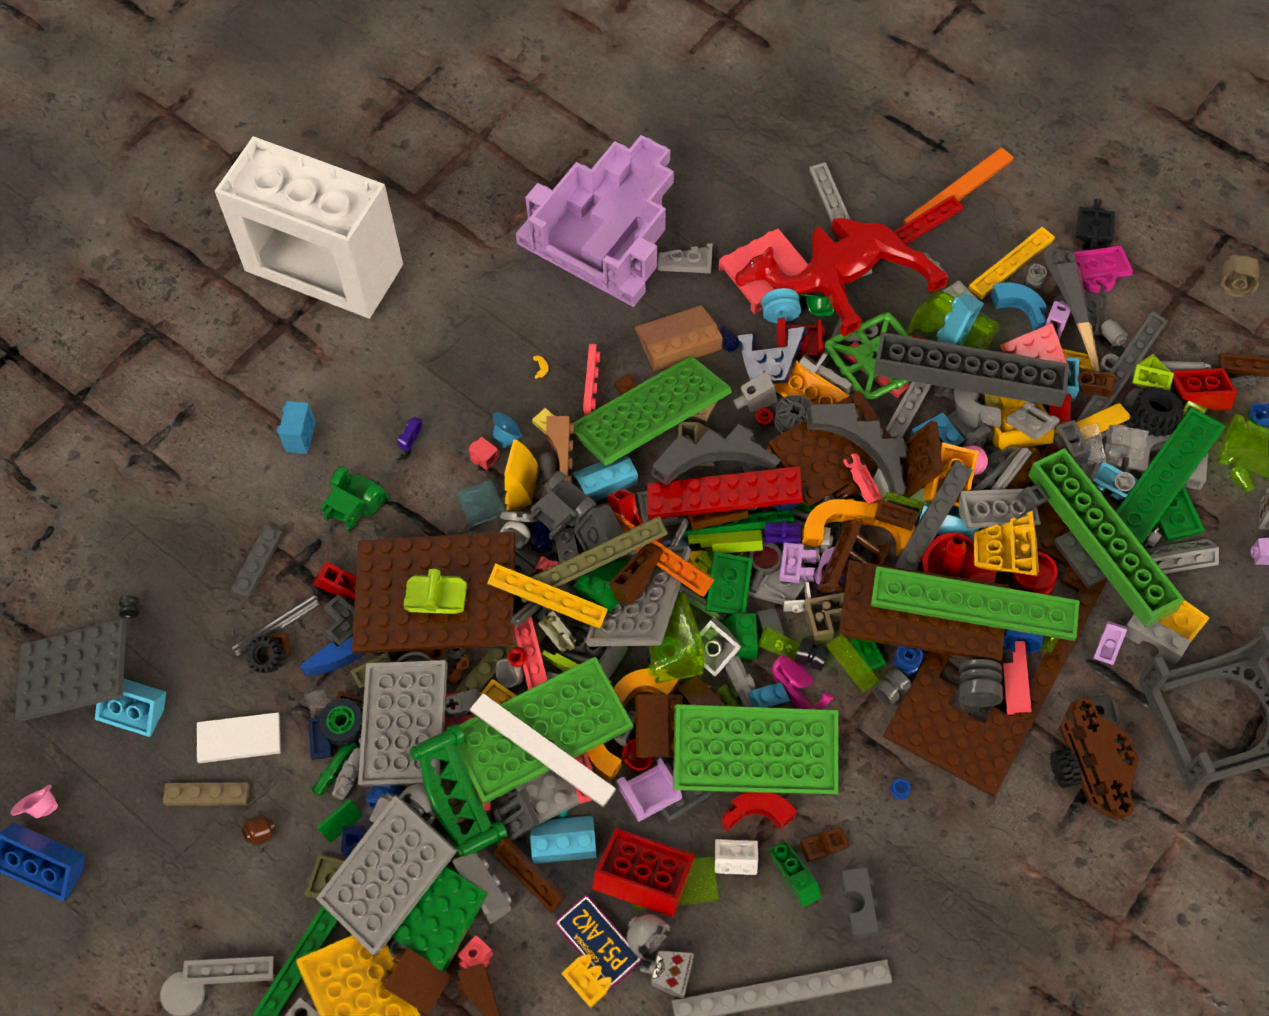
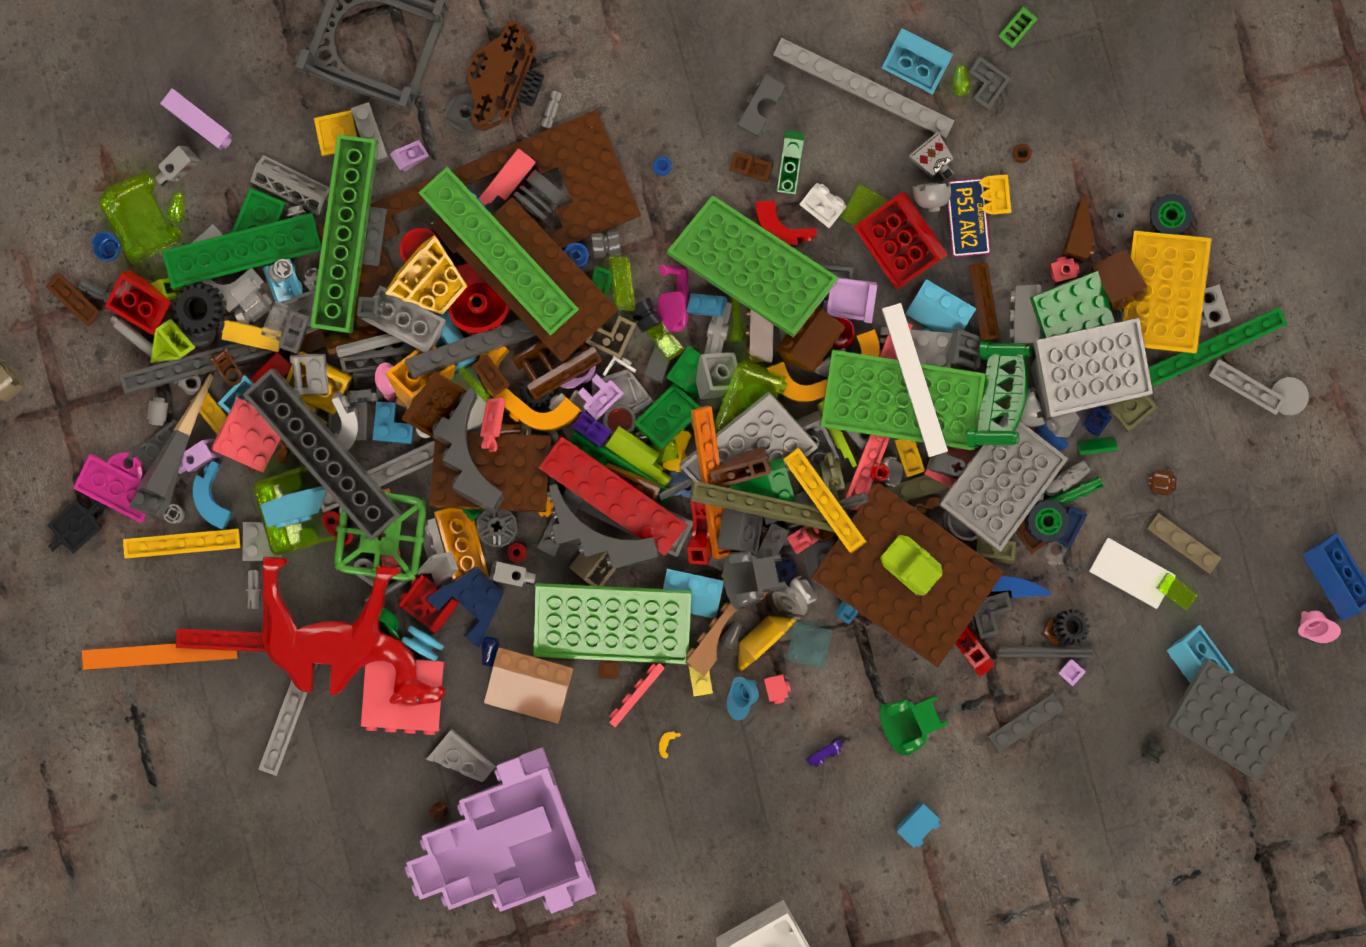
camera: 145 degrees left, 25 degrees up
(187, 747) = (1176, 591): none -> clear neon green tile
(241, 623) = (1071, 672): none -> lavender plate
(675, 218) = (438, 810): none -> reddish brown plate
(1032, 768) = (551, 109): none -> light grey axle

